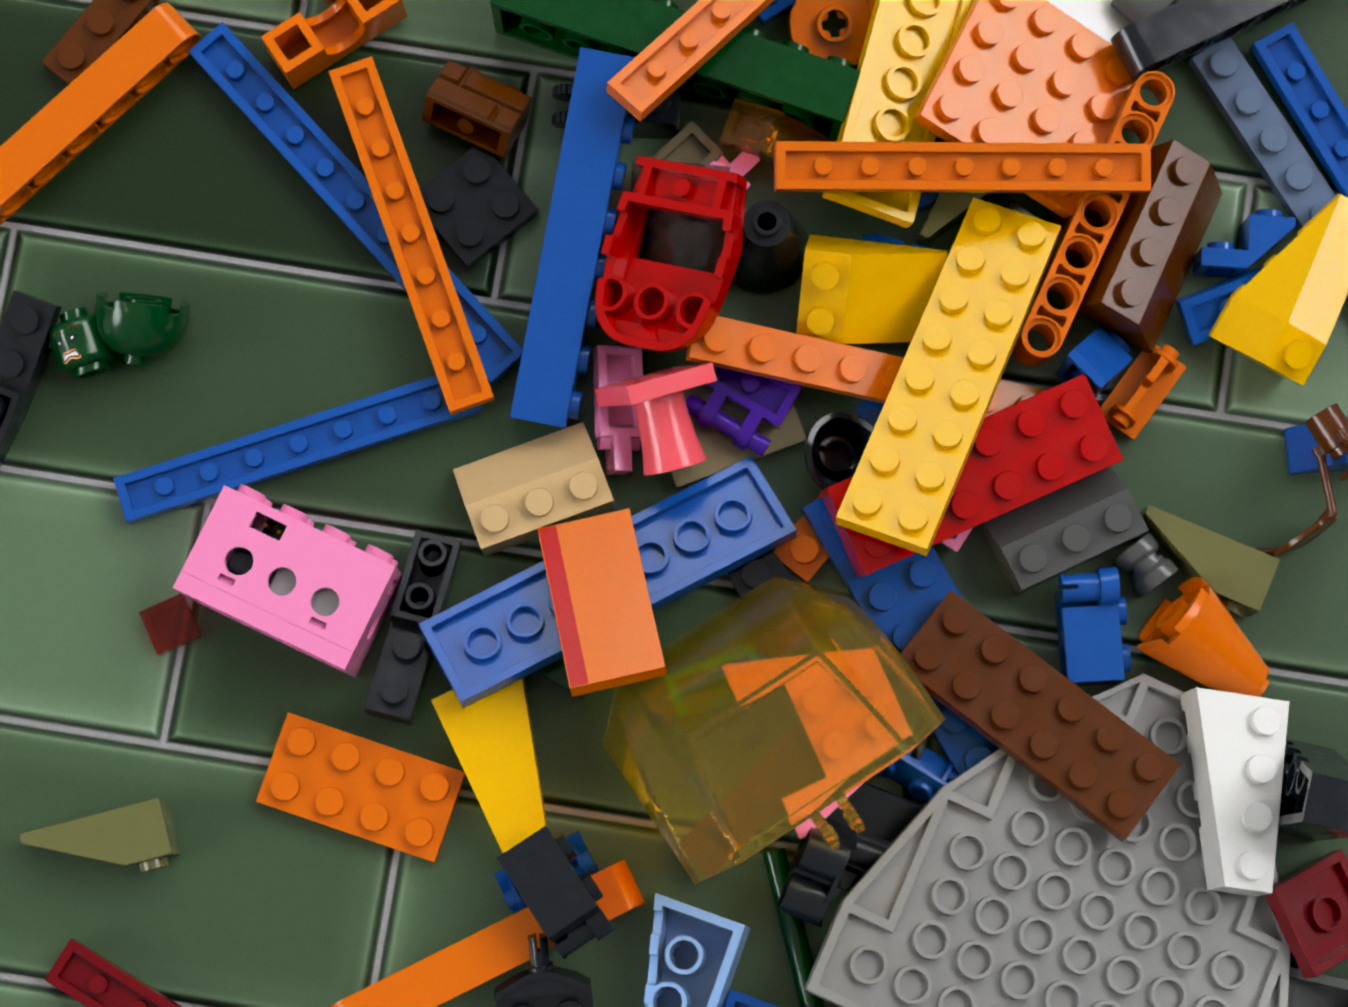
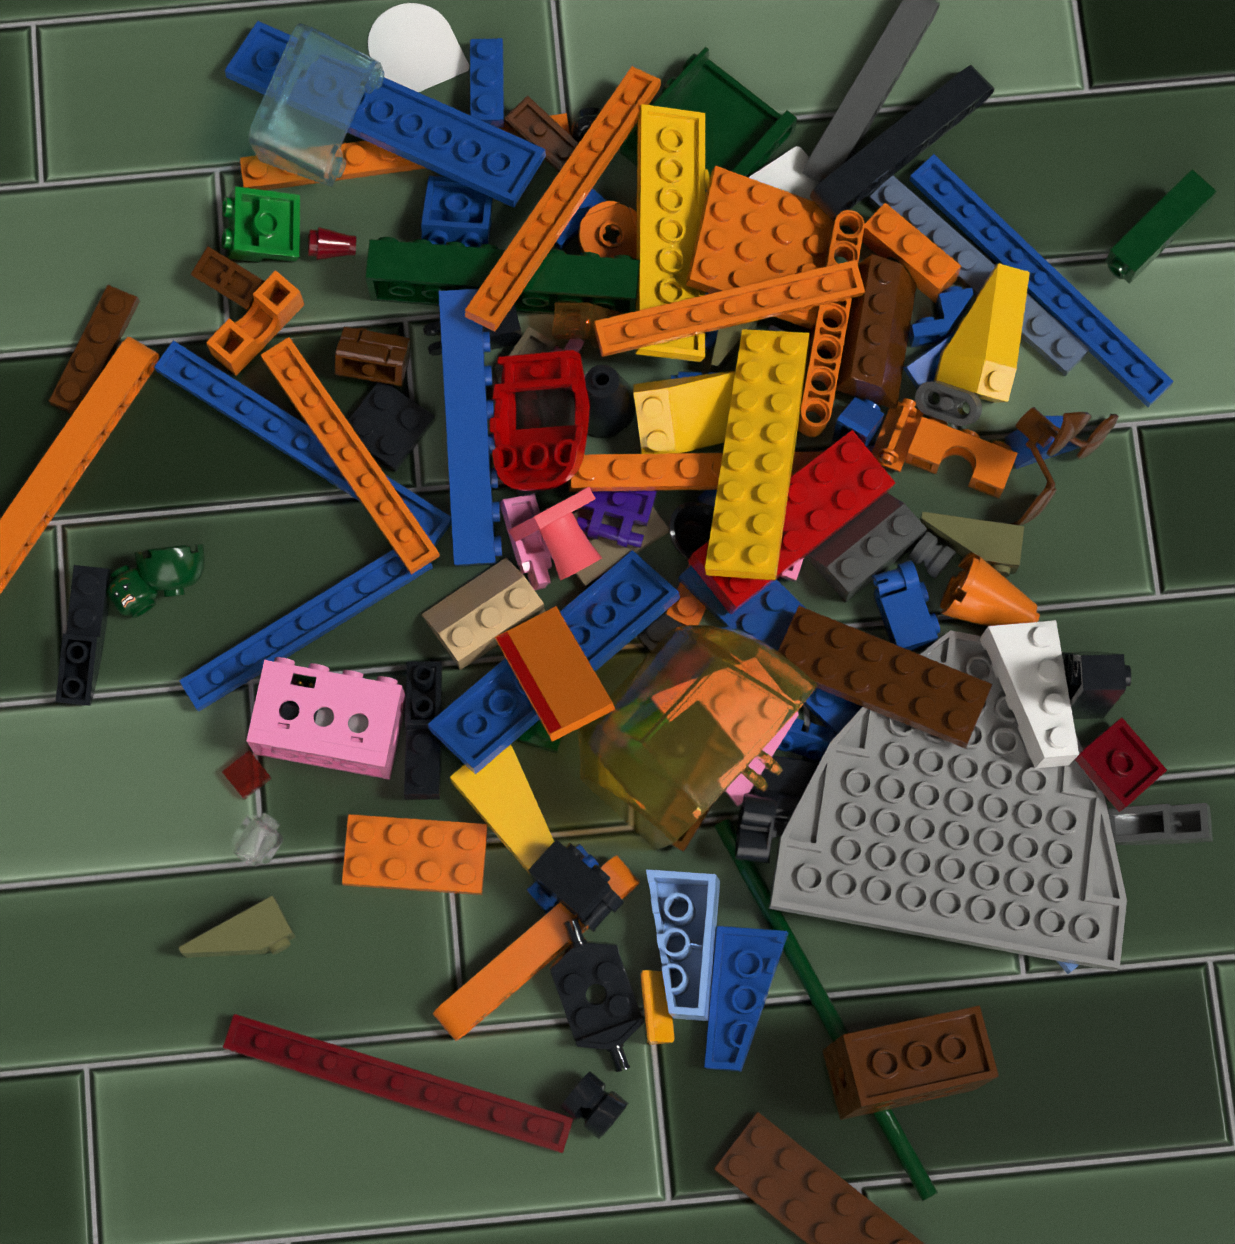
camera: 15 degrees left, 5 degrees down
(160, 715) = (257, 839): none -> clear head
(1225, 367) = (950, 403): none -> dark grey plate
(1244, 169) = (895, 237): none -> orange arch
(1256, 458) = (989, 461): none -> orange arch

